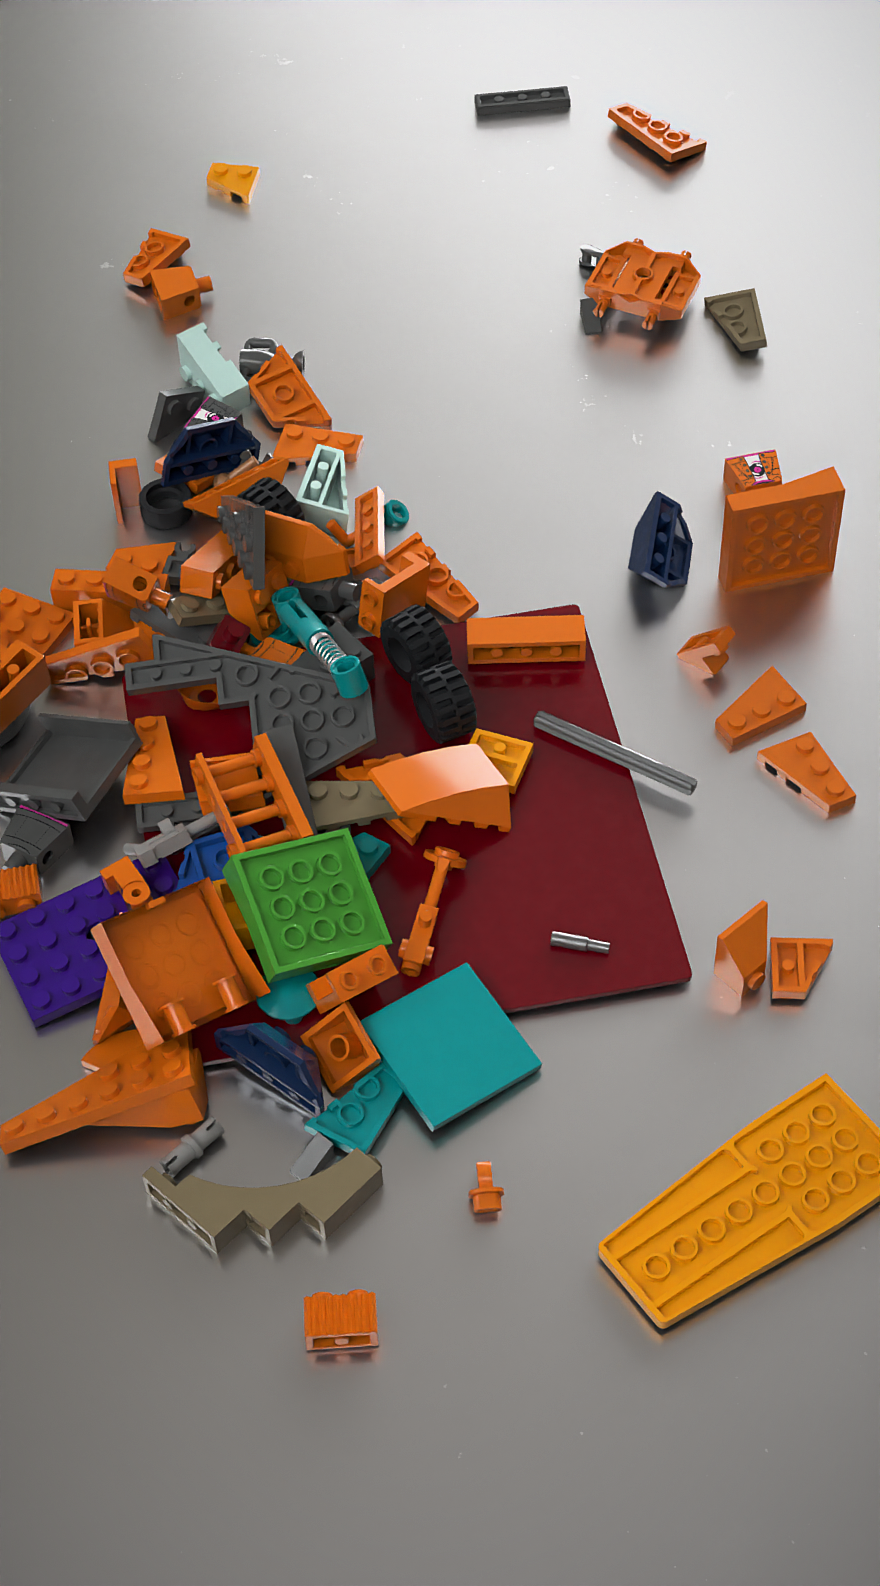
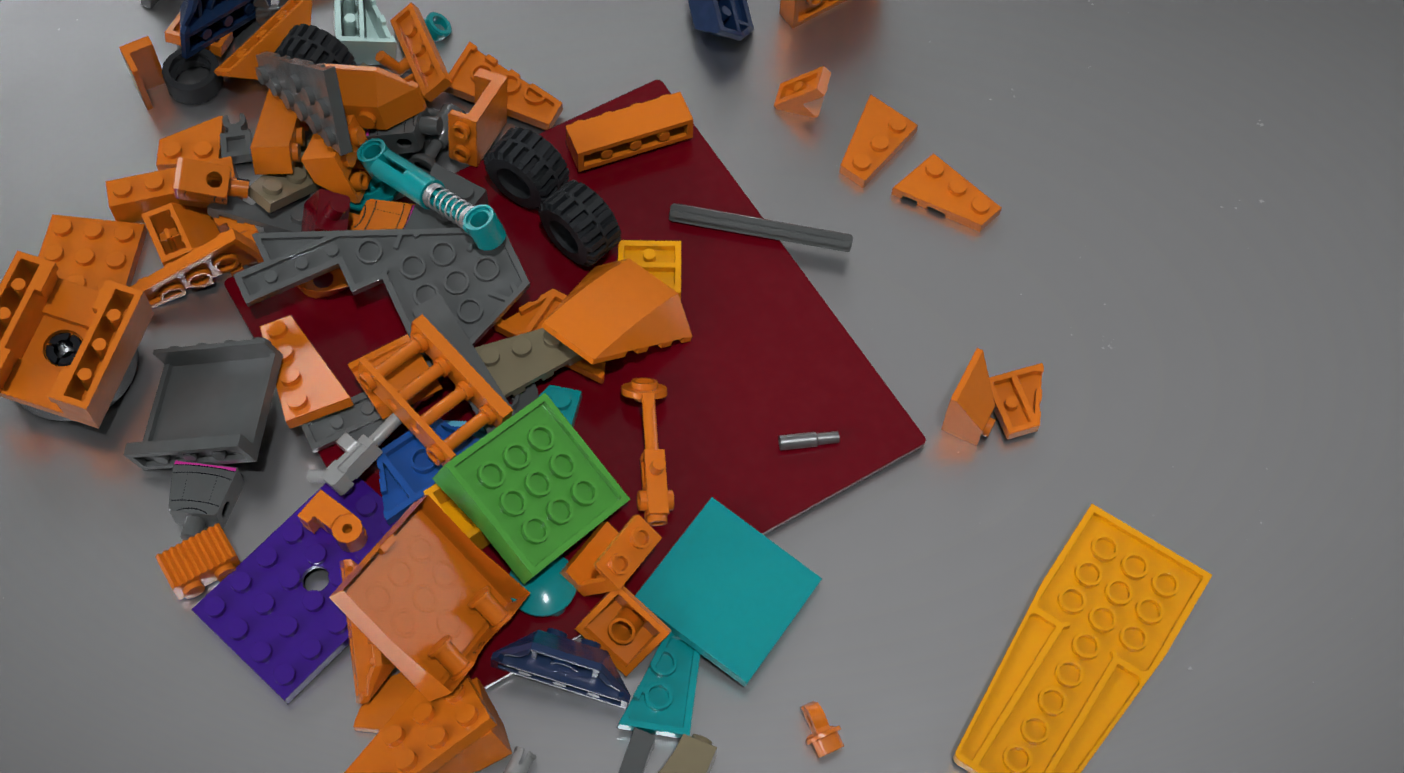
camera: 25 degrees left, 10 degrees up
(247, 465) = (243, 33): medium nougat bar -> none

